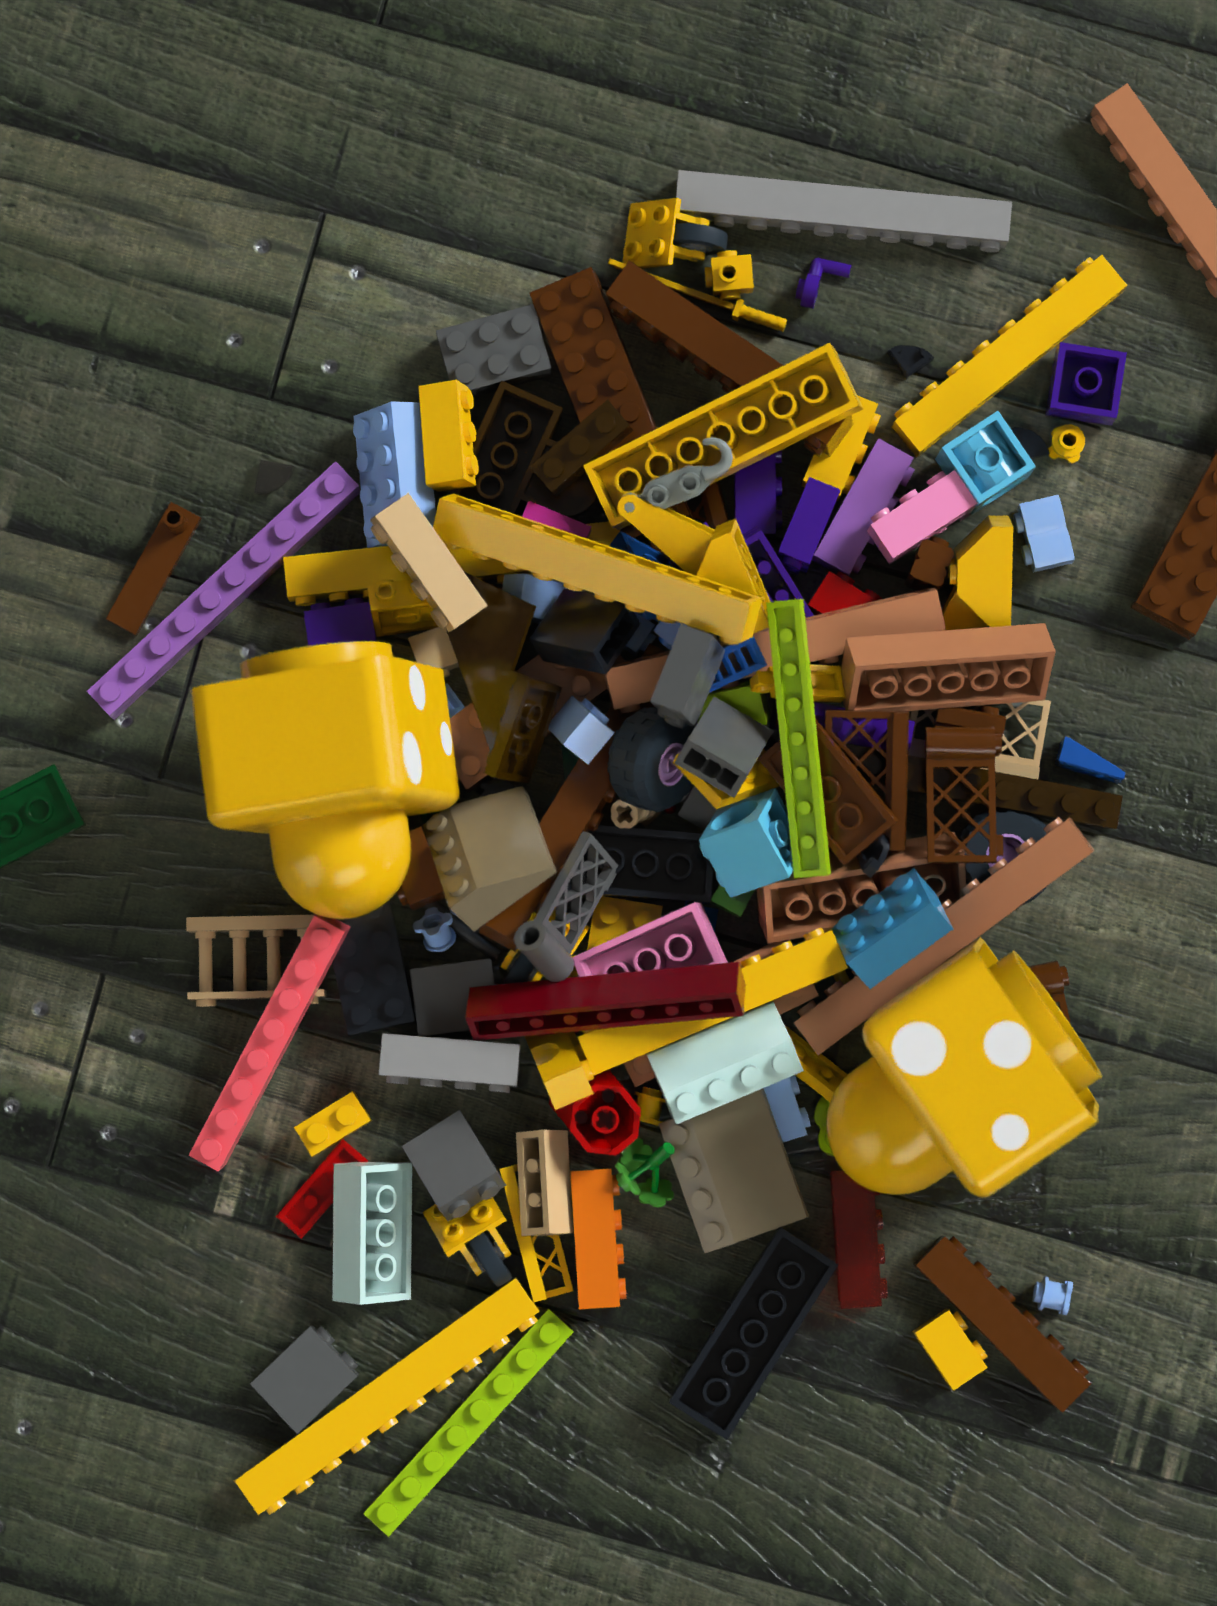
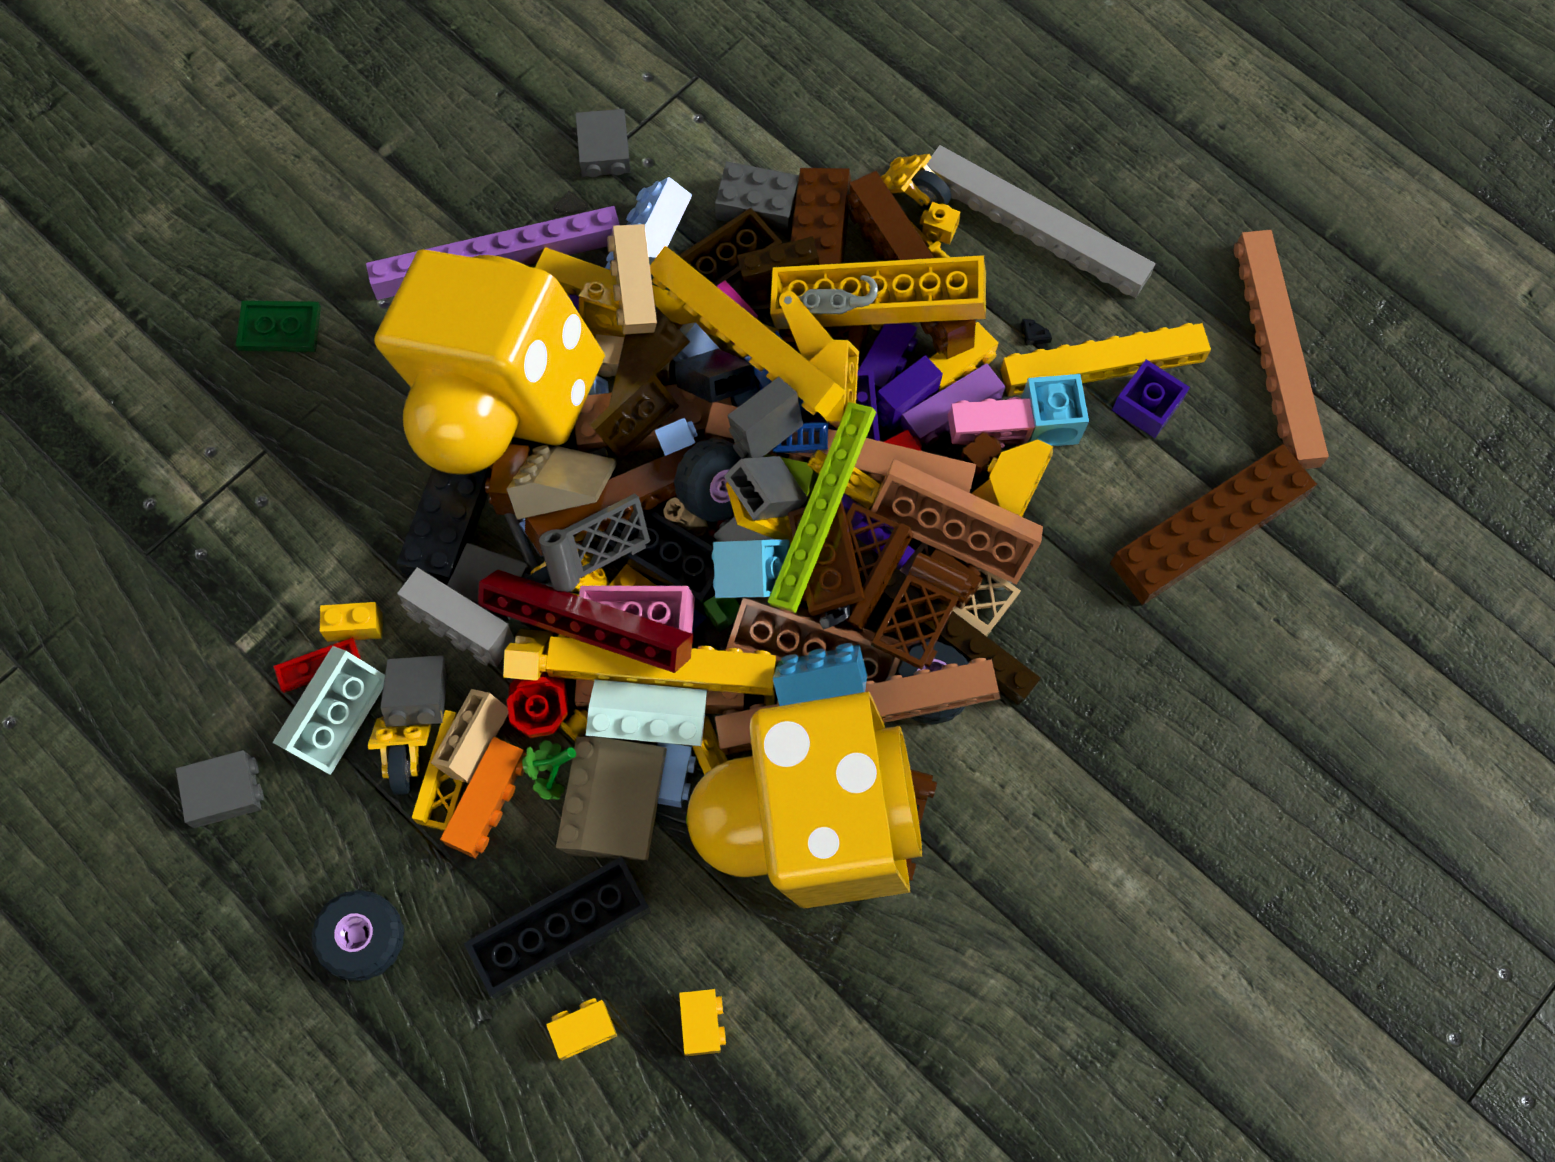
camera: 30 degrees right, 15 degrees down
(153, 568) = (464, 219): reddish brown piece -> none
(239, 930) = (371, 462): tan fence -> none
(266, 374) = (603, 142): none -> dark grey brick
(269, 1041) = (339, 538): coral brick -> none
(387, 1396) = (266, 833): yellow brick -> none
(436, 930) = (502, 530): light blue brick -> none
(448, 435) = (695, 218): yellow brick -> none
(468, 1422) = (314, 886): lime plate -> none
(549, 1450) = (357, 935): none -> black wheel
(808, 289) = (993, 253): dark purple plate -> none
(832, 1419) = (581, 1029): none -> yellow brick
(857, 1243) = (674, 903): clear red brick -> none
(1002, 1323) = (751, 1025): reddish brown brick -> none
(1031, 442) = (1095, 424): black tile -> none
(1044, 533) = (1072, 482): light blue brick -> none
(1053, 1295) = (801, 1023): light blue brick -> none
(1060, 450) = (1118, 432): yellow brick -> none
(1082, 760) = (1025, 647): blue slope -> none

